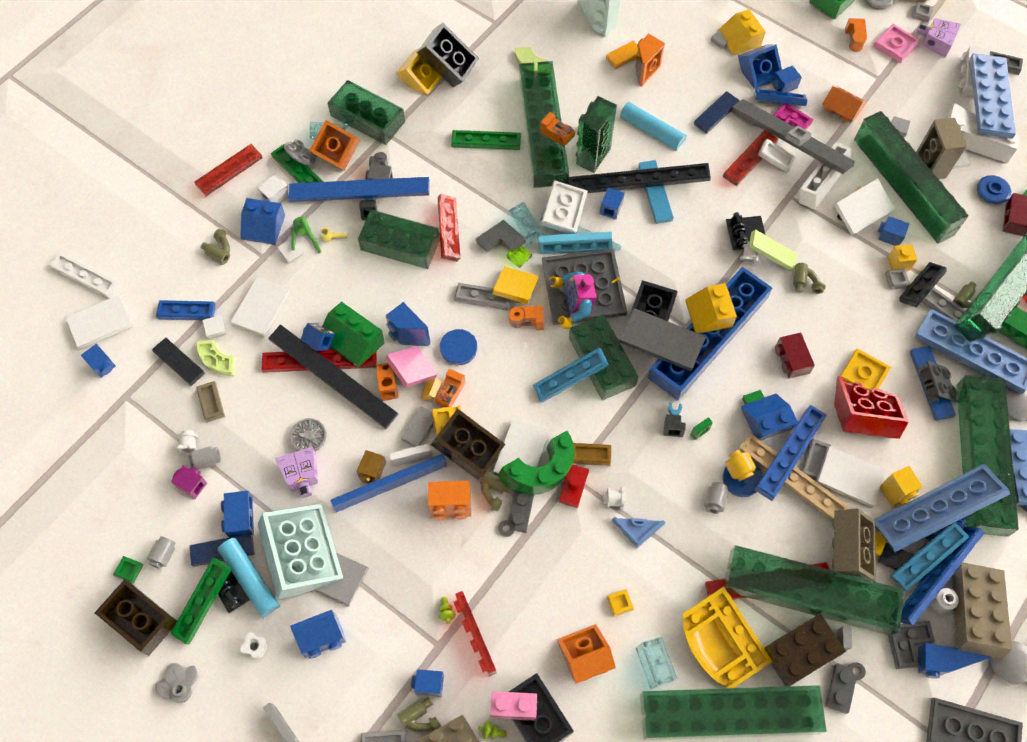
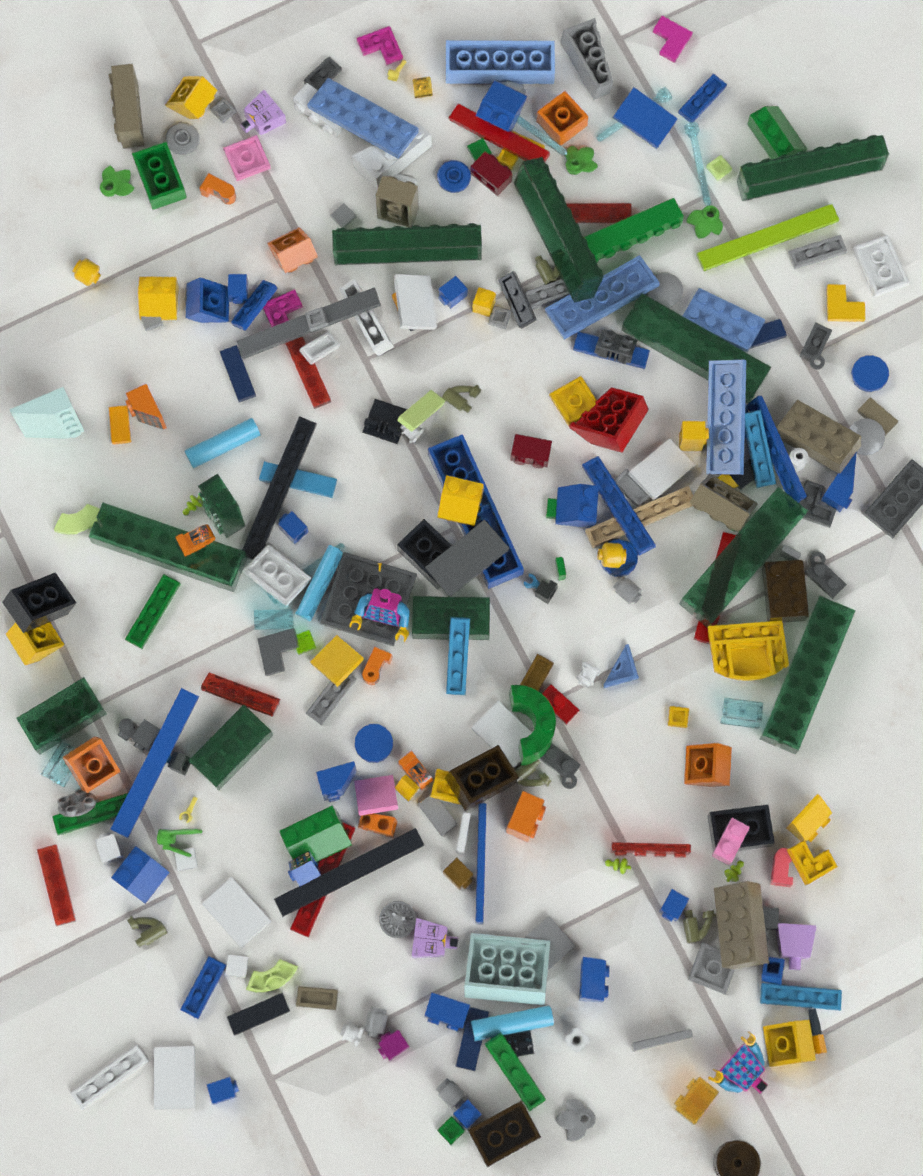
camera: 65 degrees left, 10 degrees up
(145, 575) = (467, 1114): none -> blue brick

